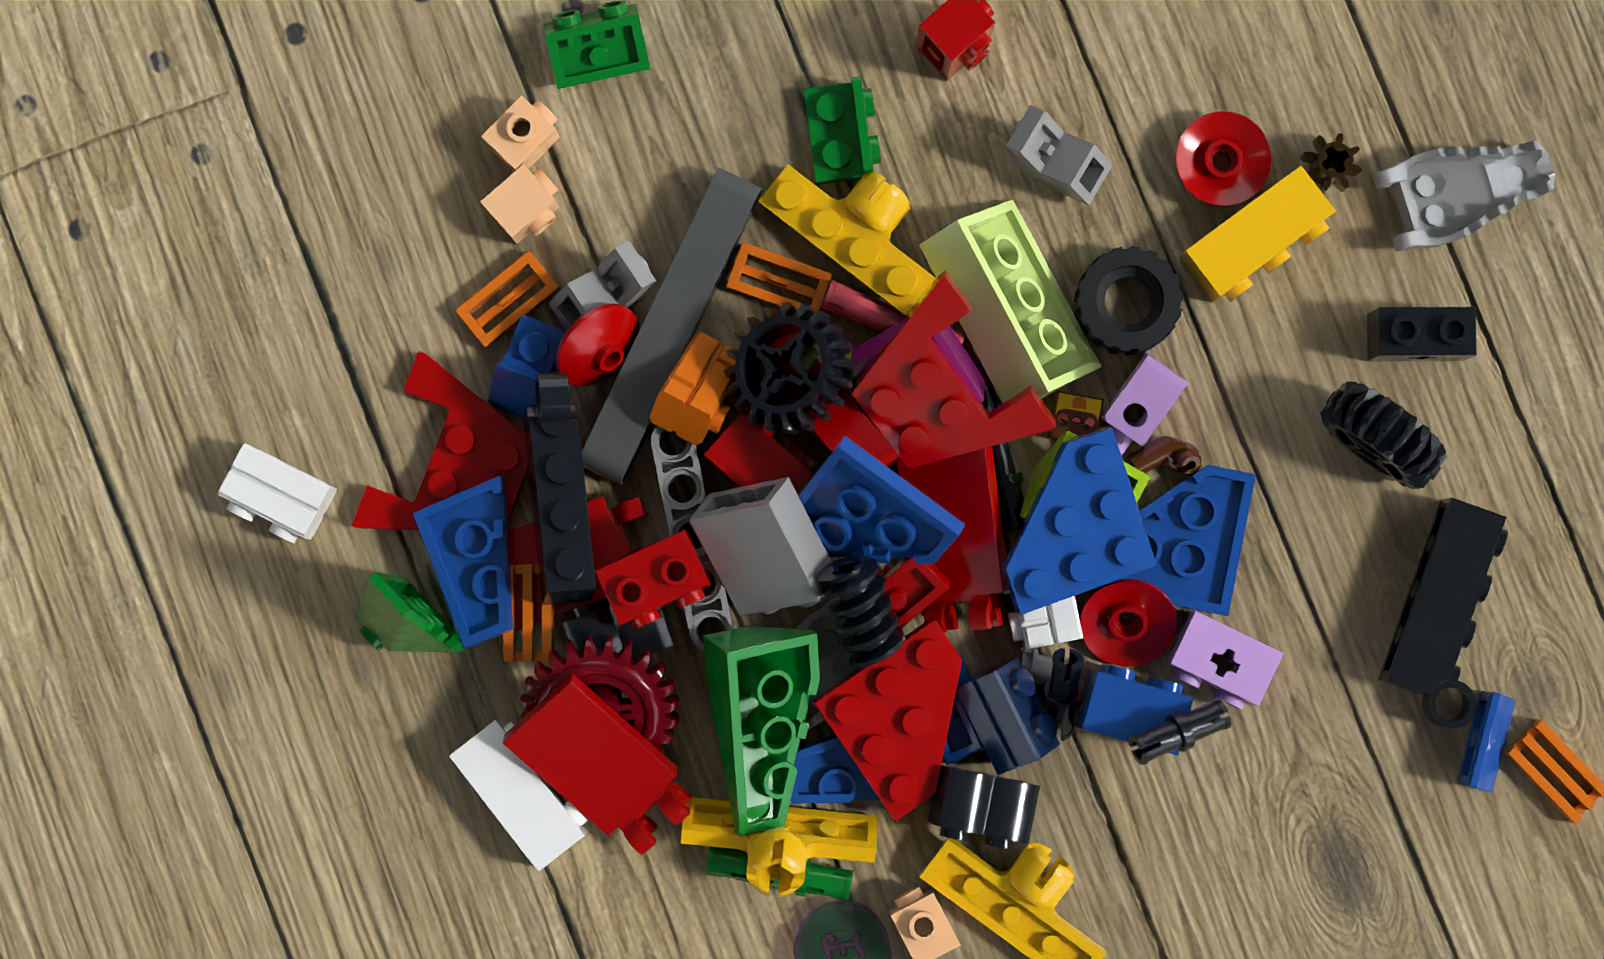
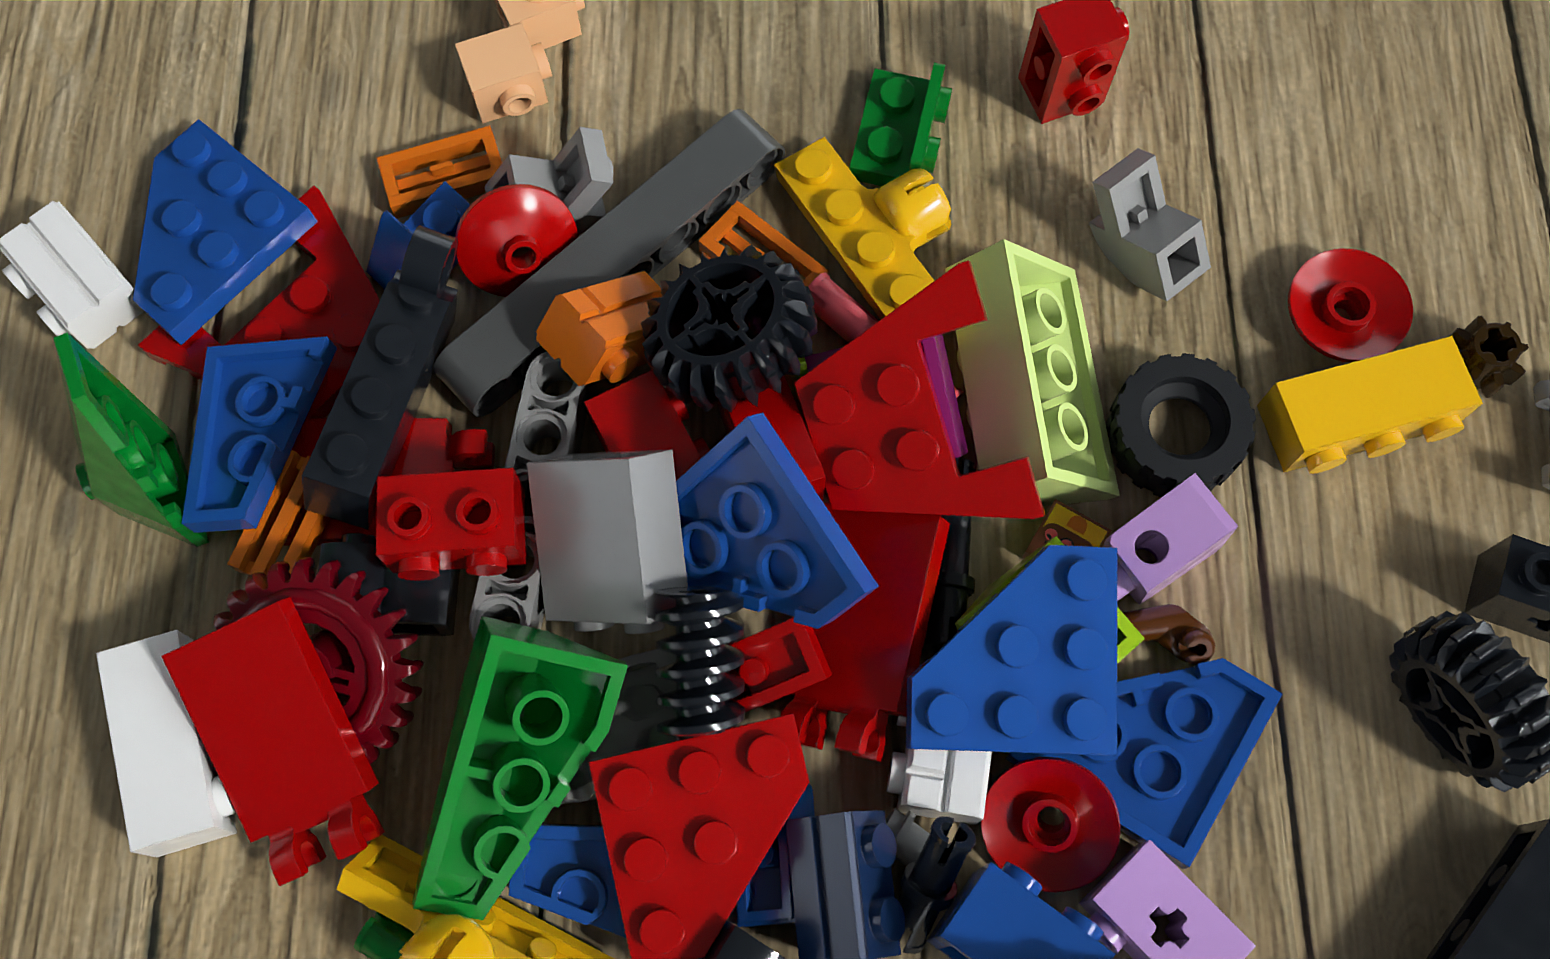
camera: 20 degrees right, 15 degrees down
(359, 416) = (209, 230): none -> blue plate

